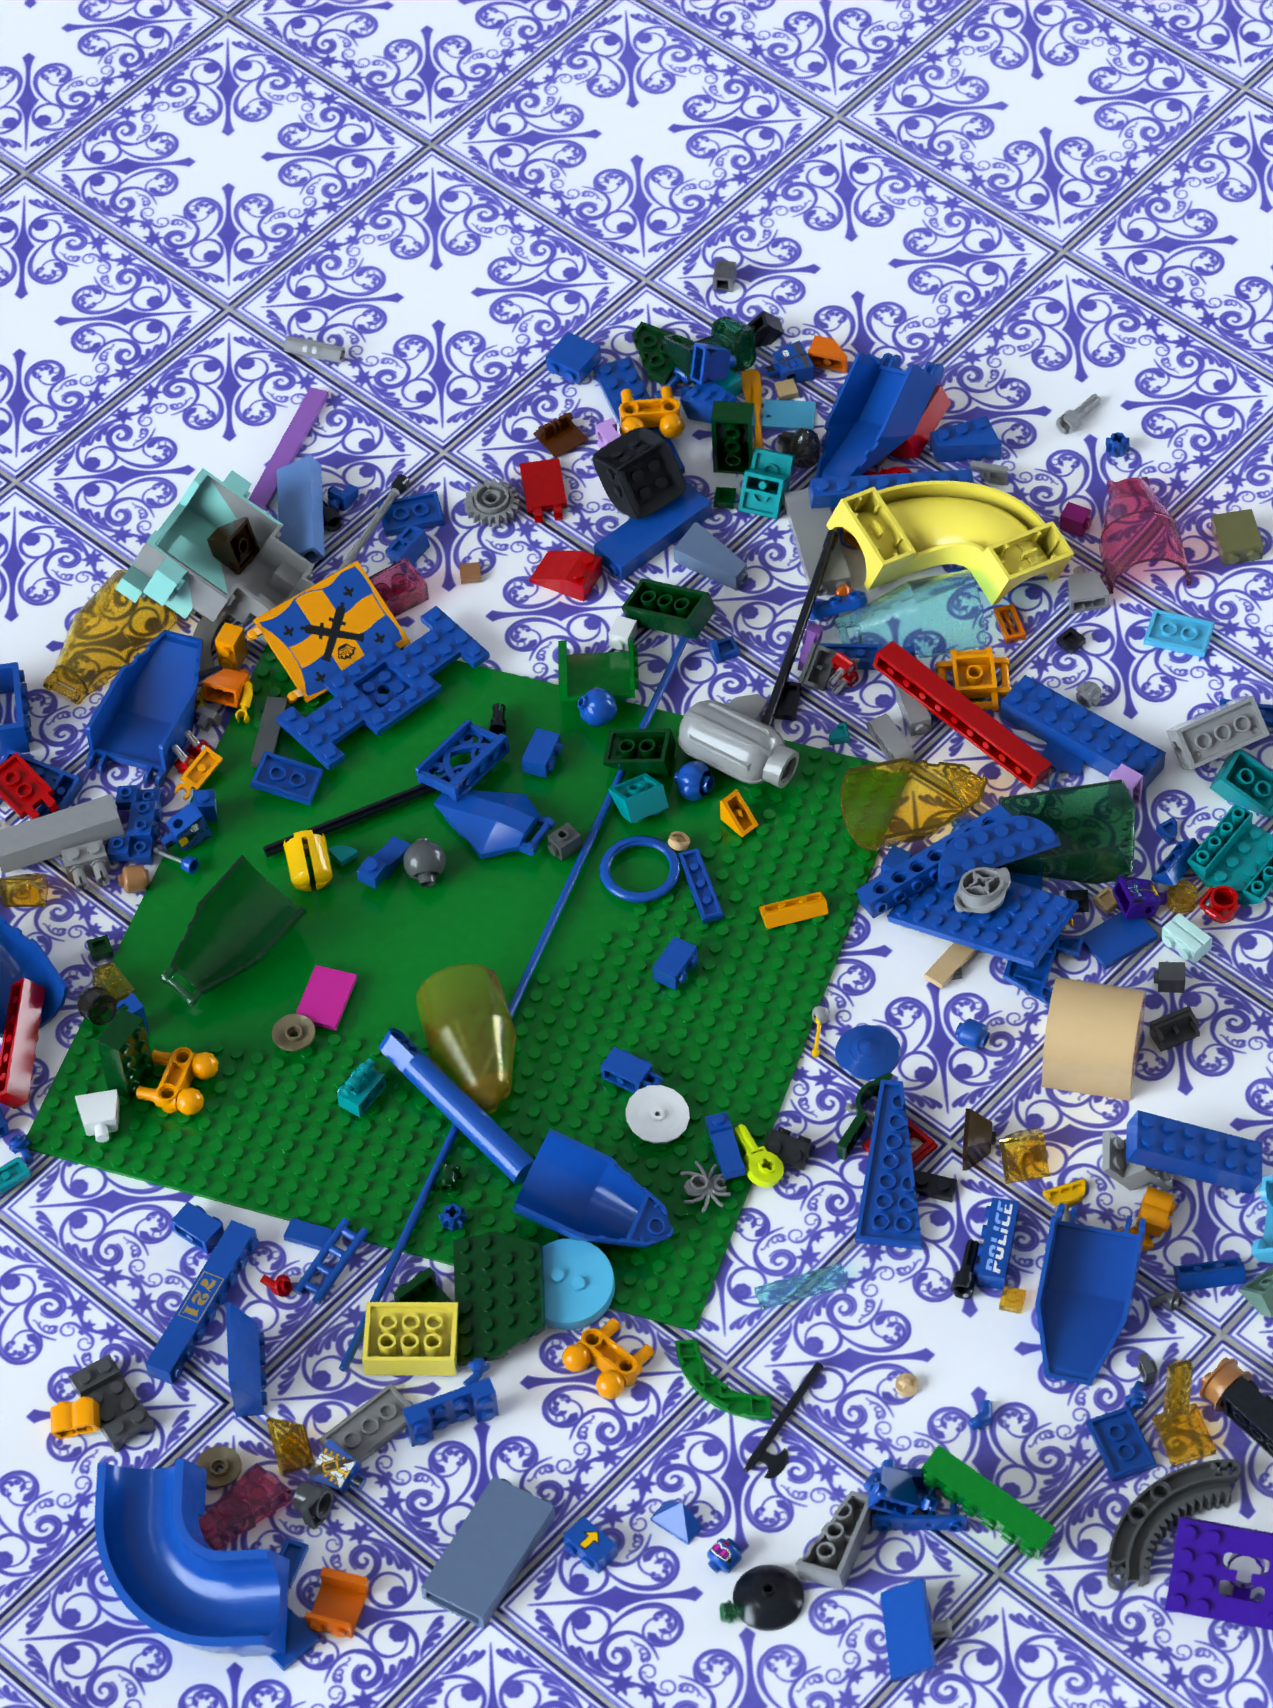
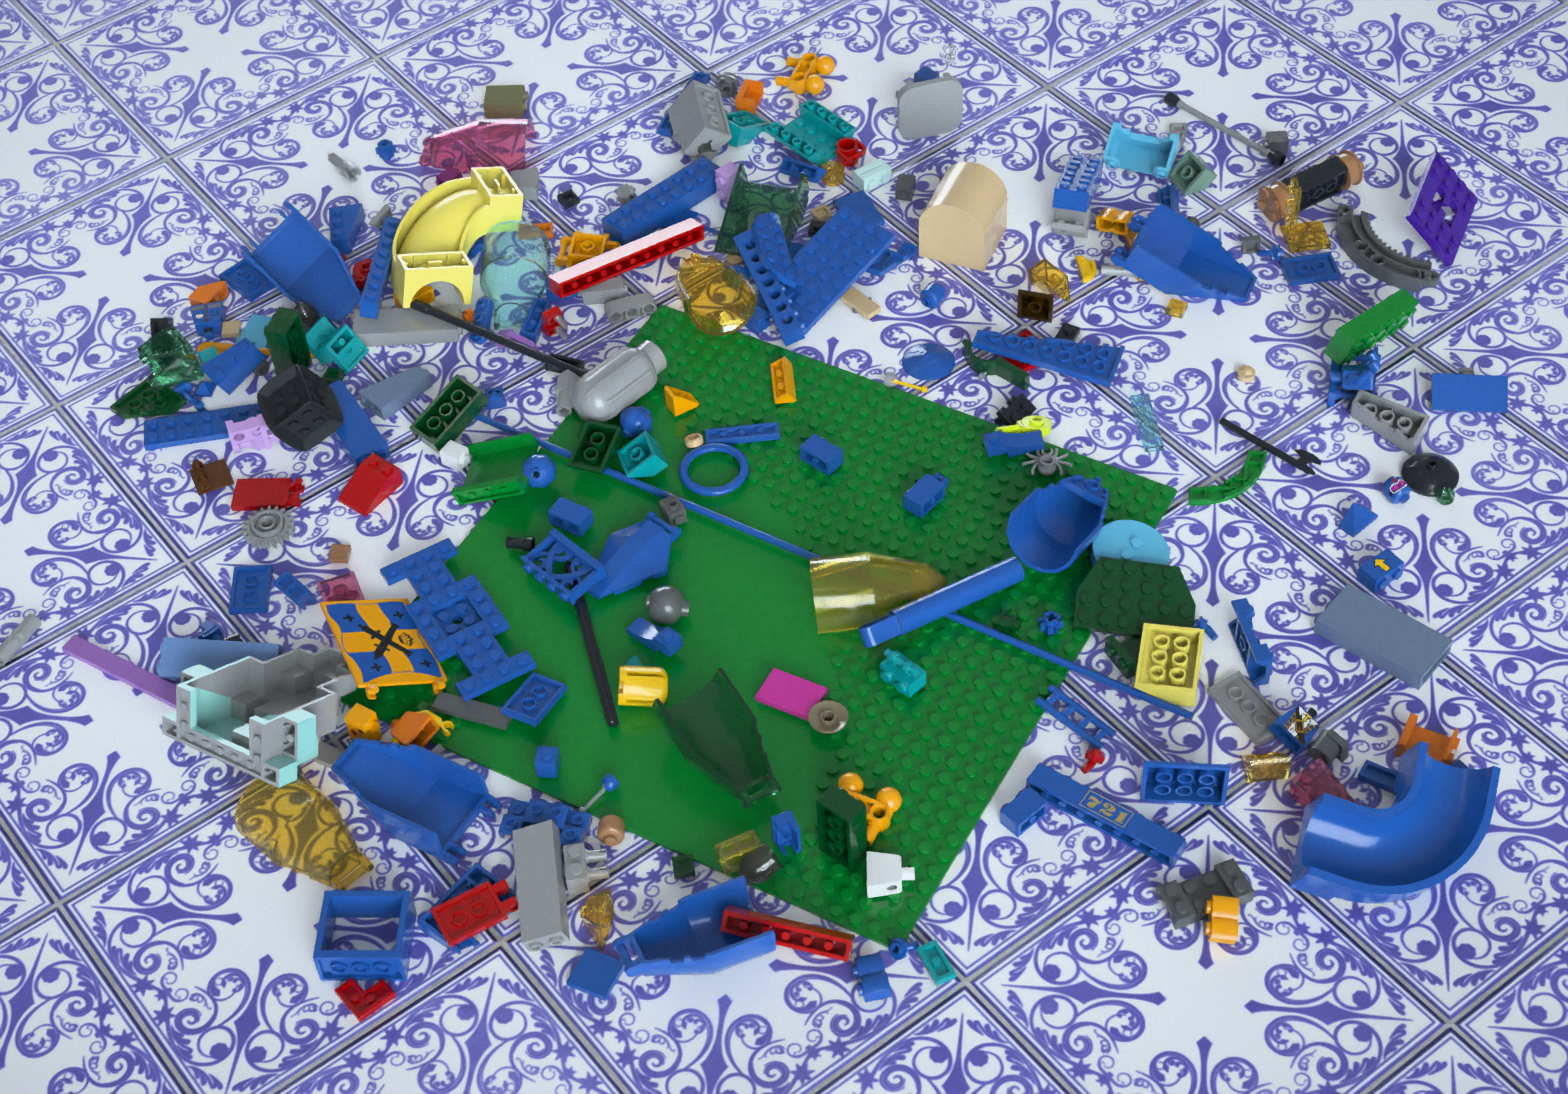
camera: 80 degrees left, 5 degrees down
(187, 828) = (573, 774): blue torso -> none
(193, 750) = (478, 765): piece -> none
(198, 772) = (504, 766): light orange plate -> none
(220, 1458) = (1282, 809): dark tan dish -> none
(234, 545) = (255, 698): dark brown slope -> none
(307, 1234) = (1041, 734): blue tile -> none
(398, 487) = (219, 592): light grey hose -> none
(573, 358) = (129, 453): blue brick -> none
(608, 1358) = (1197, 544): light orange piece -> none
(649, 413) = (225, 404): light orange piece -> none
(657, 1114) = (973, 480): white piece -> none
(710, 363) = (196, 352): blue torso -> none
(724, 276) = (86, 349): flat silver brick -> none
(817, 667) = (542, 336): dark grey hinge -> none
(839, 734) = (610, 339): teal tile -> none
(965, 1280) = (1158, 328): black piece -> none
(982, 890) = (804, 256): light grey piece -> none
(983, 1418) = (1277, 333): blue arm -> none
(997, 1244) = (1128, 306): blue brick -> none
(1137, 897) = (831, 191): dark purple torso -> none
(1168, 830) = (766, 175): blue tile -> none
(1179, 633) = (581, 145): medium azure tile -> none

